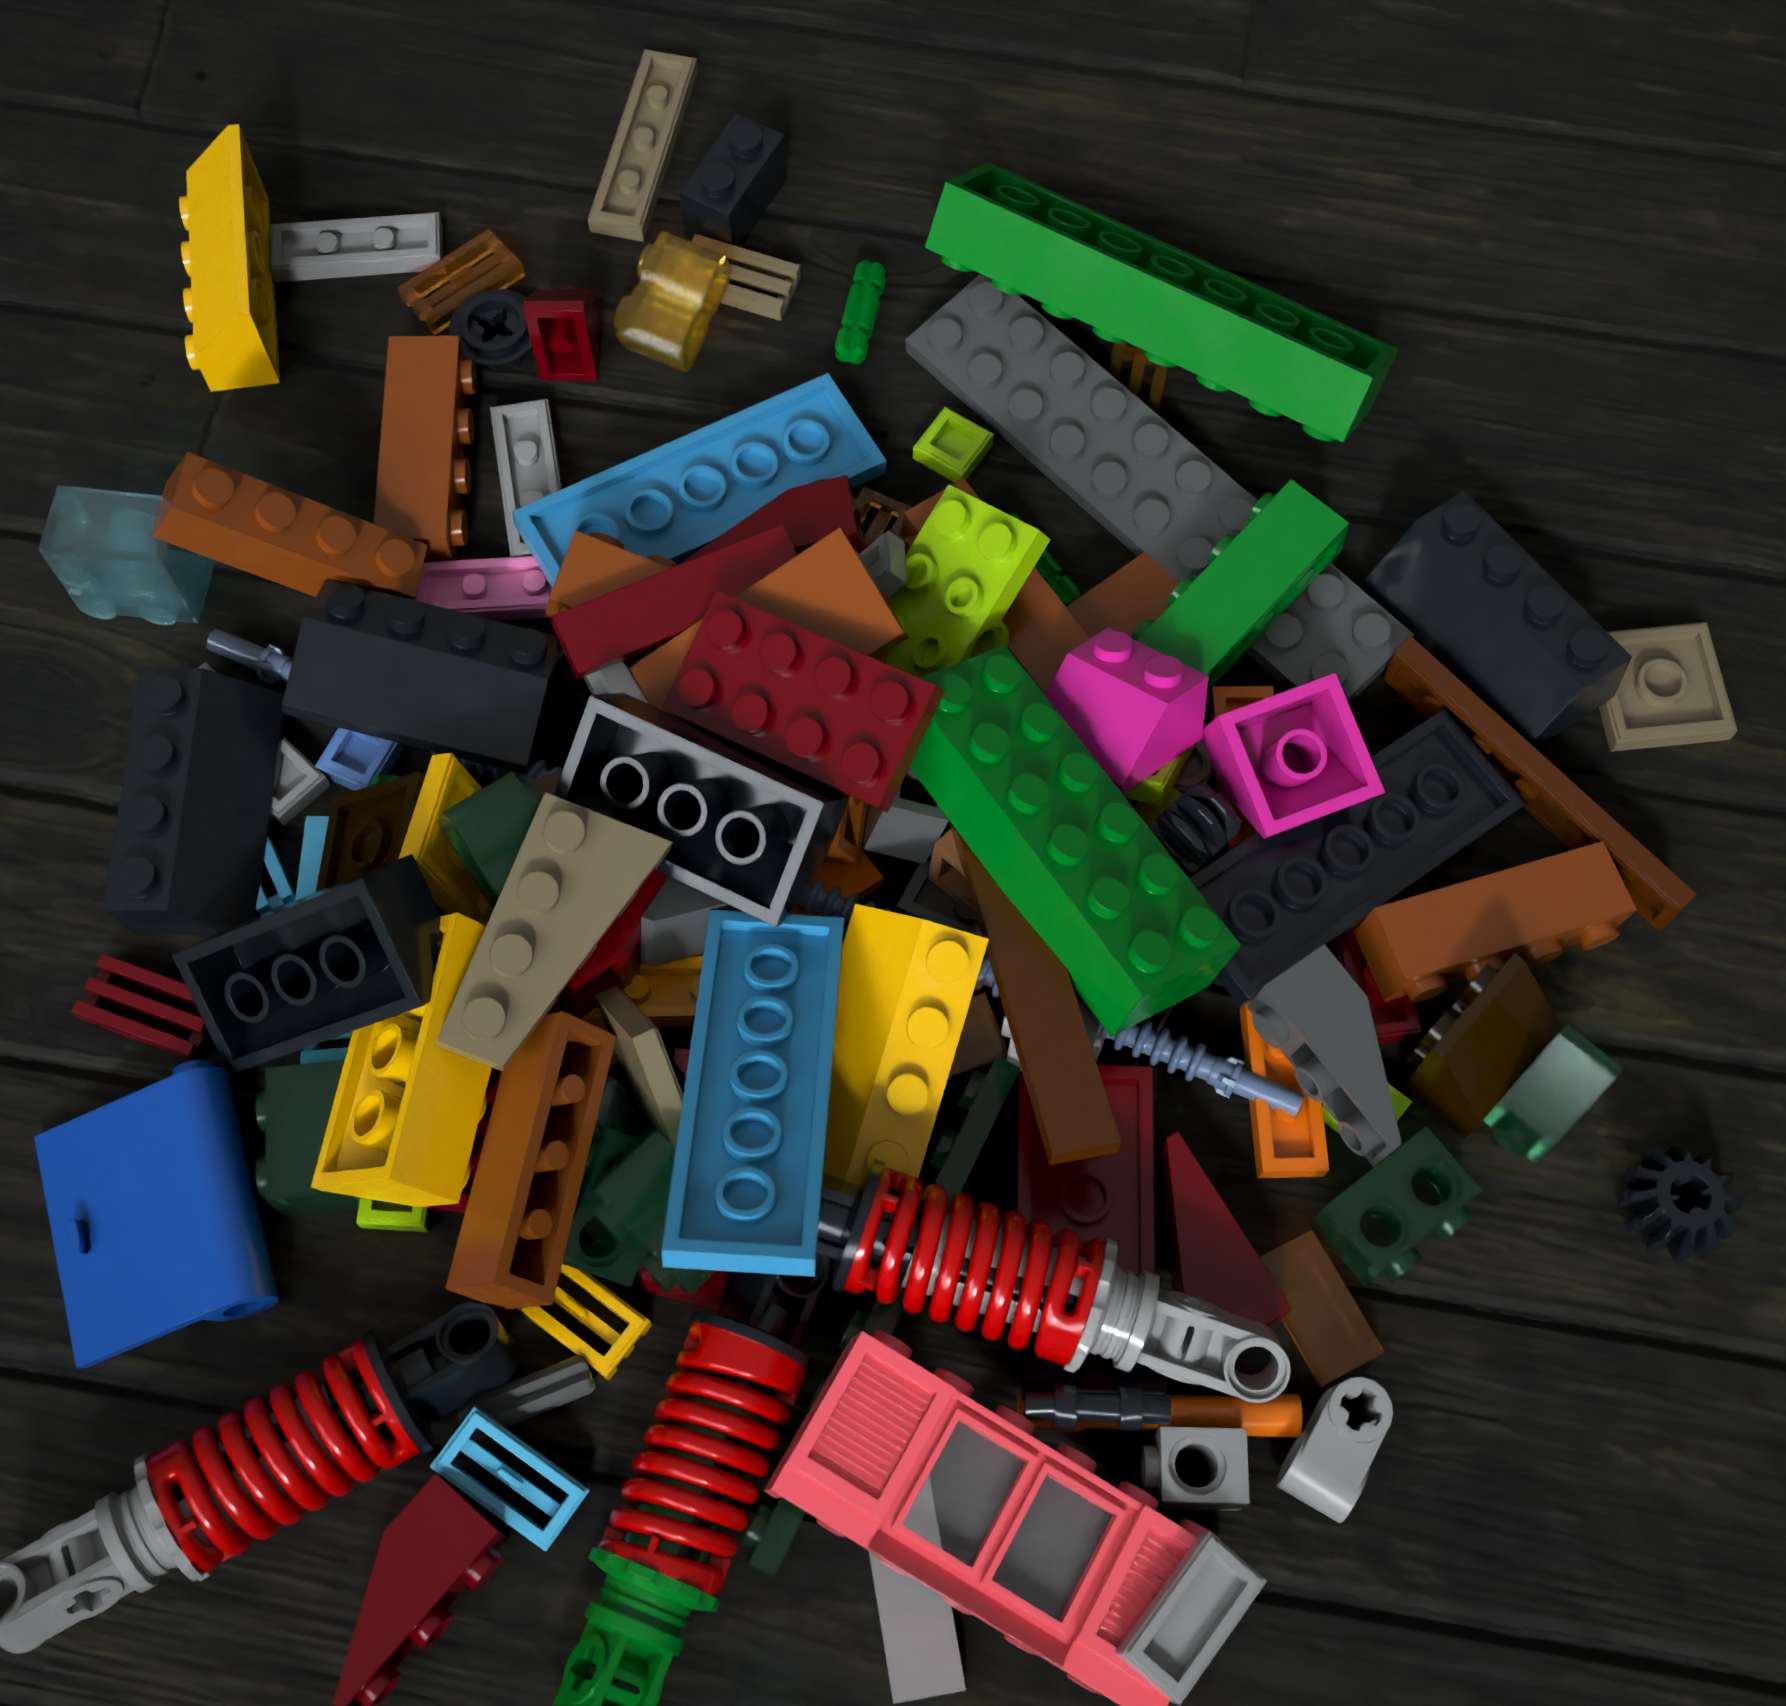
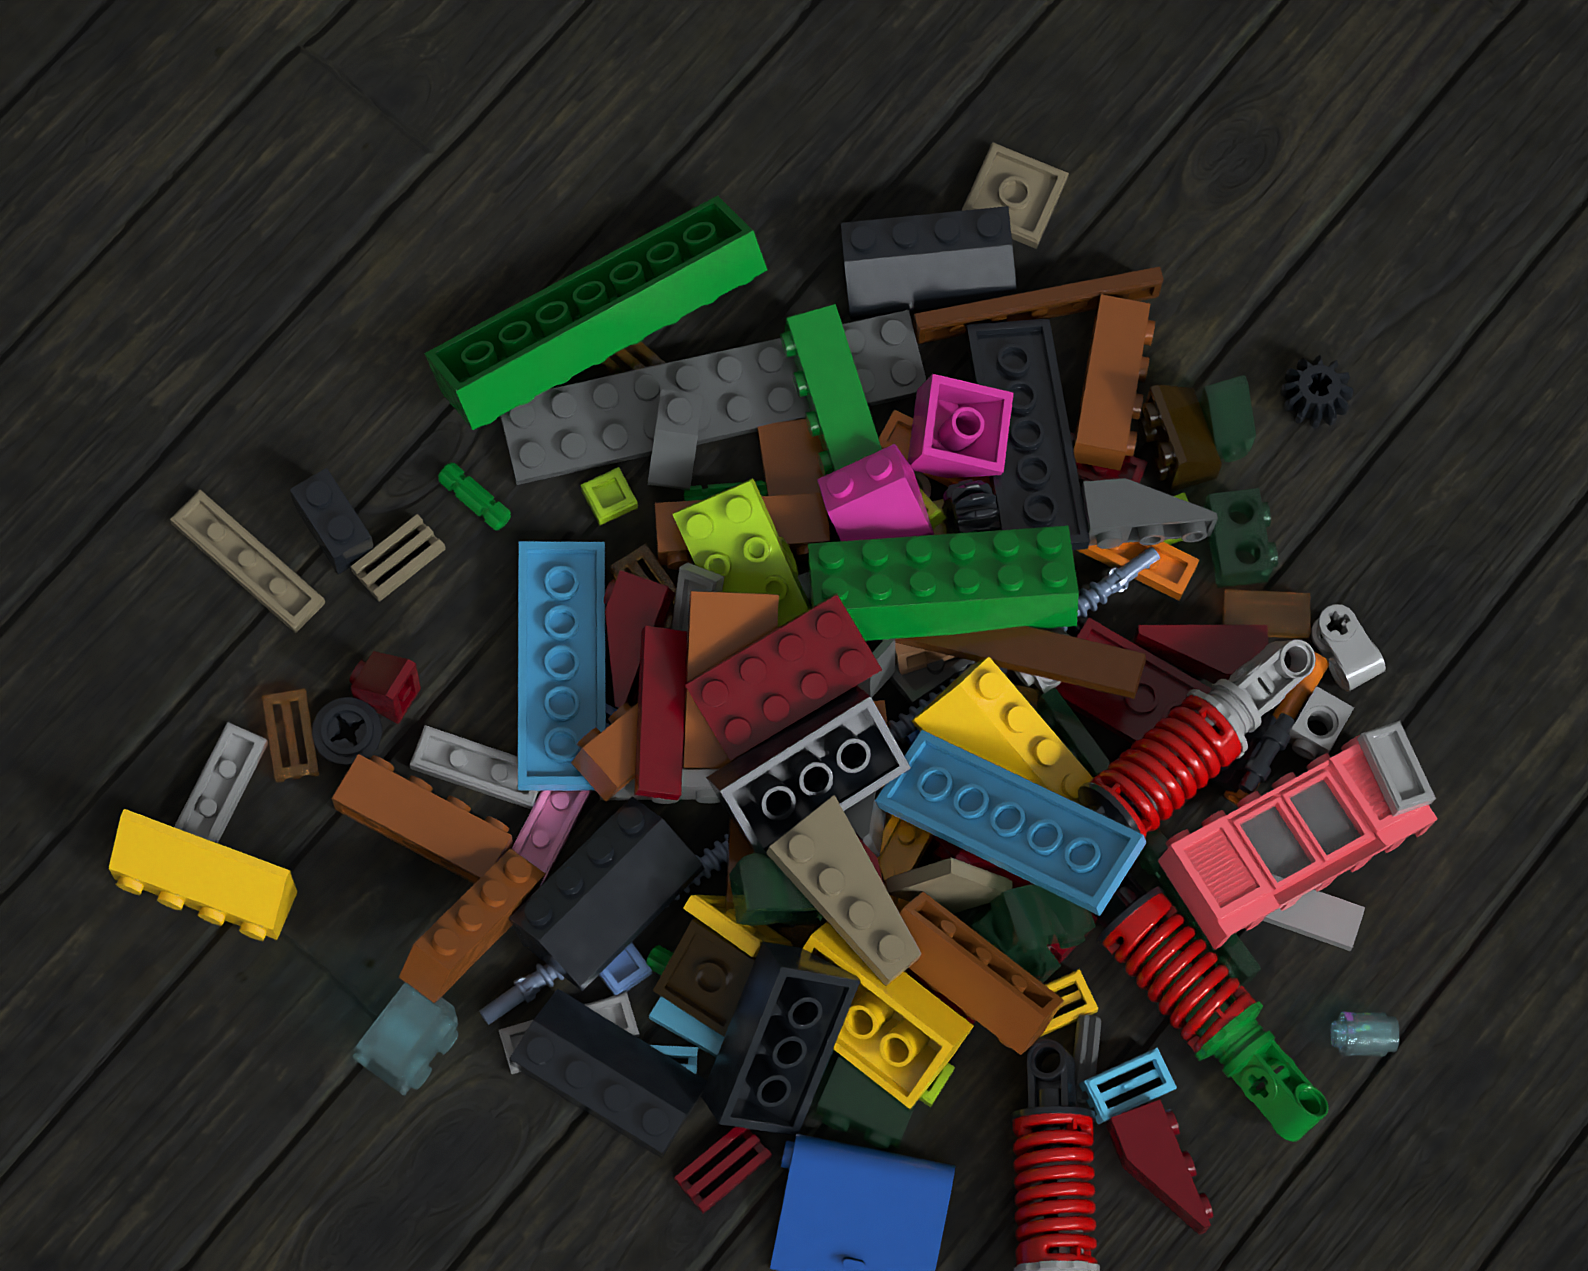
camera: 65 degrees left, 5 degrees up
(673, 301) = (404, 607): clear yellow brick -> none
(1060, 454) = (675, 439): none -> dark grey slope

